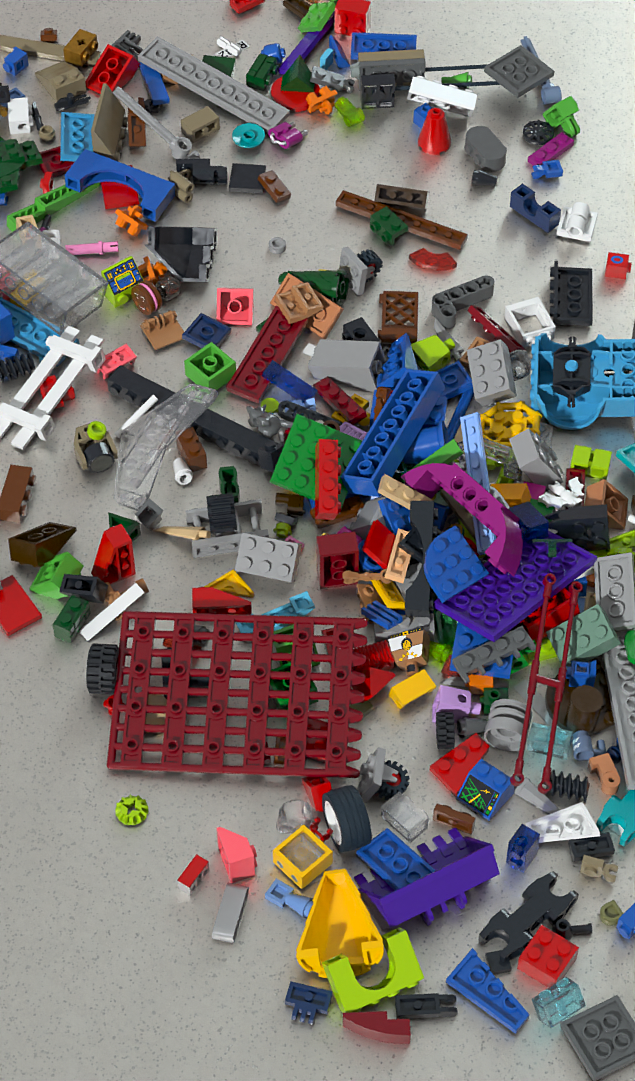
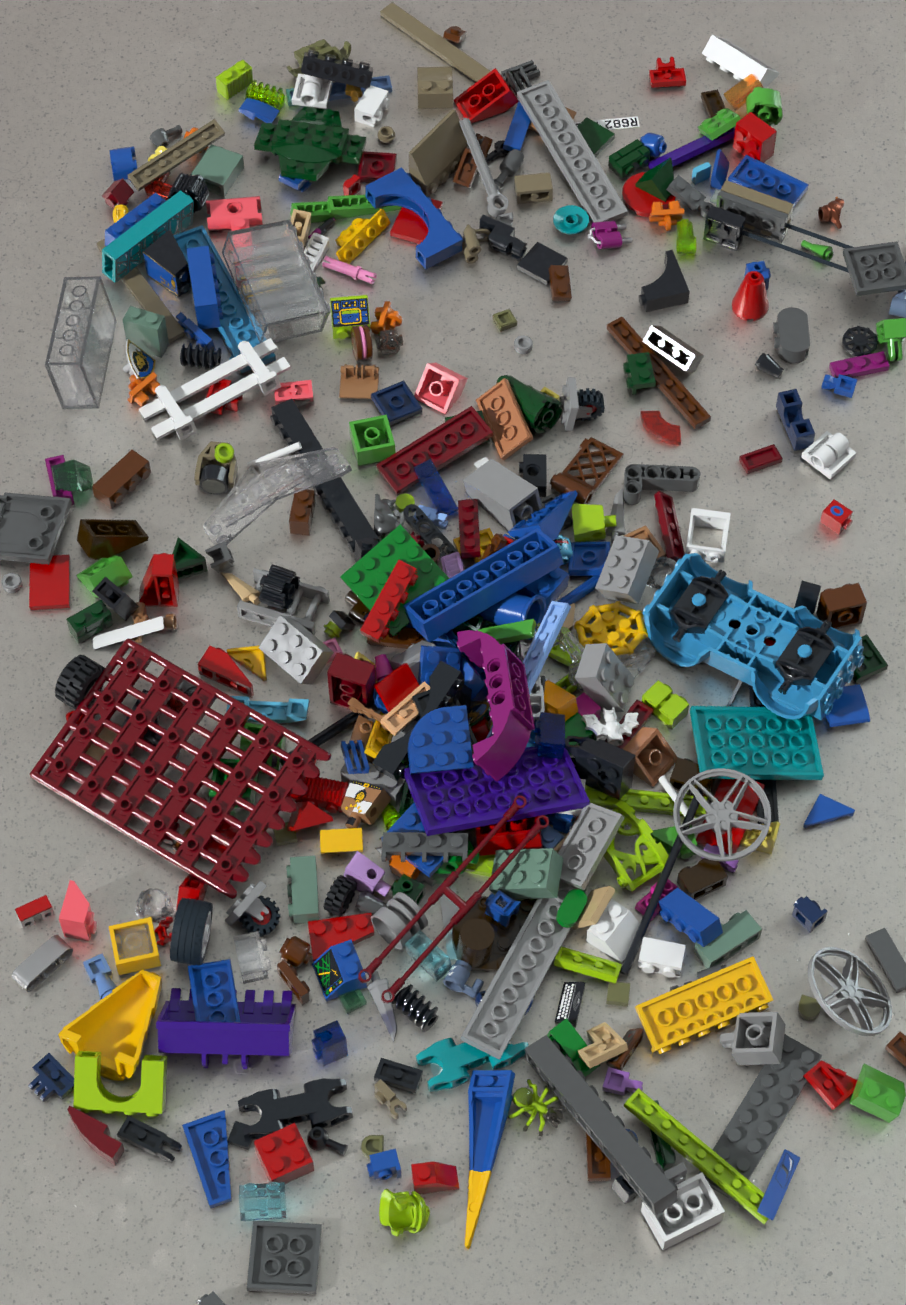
camera: 30 degrees right, 5 degrees up
(16, 61) = (405, 49): blue brick -> none
(37, 118) = (388, 115): black piece -> none
(71, 101) = (429, 111): black piece -> none
(75, 135) = (399, 153): dark azure tile -> none
(80, 47) = (472, 60): pearl gold brick -> none
(81, 217) = (360, 235): none -> yellow bracket
(131, 217) = (403, 256): orange hips -> none
(134, 817) = (21, 832): lime gear -> none
(168, 114) = (509, 167): none -> dark grey piece
(182, 472) = (281, 529): white cone -> none
(184, 250) = (427, 311): black panel -> none
(226, 44) = (617, 118): white piece -> none
(229, 482) = (310, 563): dark green brick -> none
(248, 233) = (504, 320): none -> olive tile
(298, 303) = (492, 413): medium nougat slope -> none
(339, 611) = (331, 731): none -> black axle
(365, 153) = (668, 289): none -> black arch
(399, 492) = (448, 651): tan plate -> none
(409, 742) = (303, 889): none -> sand green brick
(438, 792) = (295, 952): none -> reddish brown head
(442, 96) = (782, 260): white slope -> none
(449, 48) = (832, 212): none -> copper animal
(510, 809) = (352, 1000): none -> clear green tile
(526, 249) = (760, 459): none -> dark red tile
(552, 544) = (552, 768): clear green piece -> none
(565, 824) = (385, 1041): white wing -> none
(571, 295) = (768, 526): black bracket -> none
(606, 772) = (463, 1009): nougat leg -> none

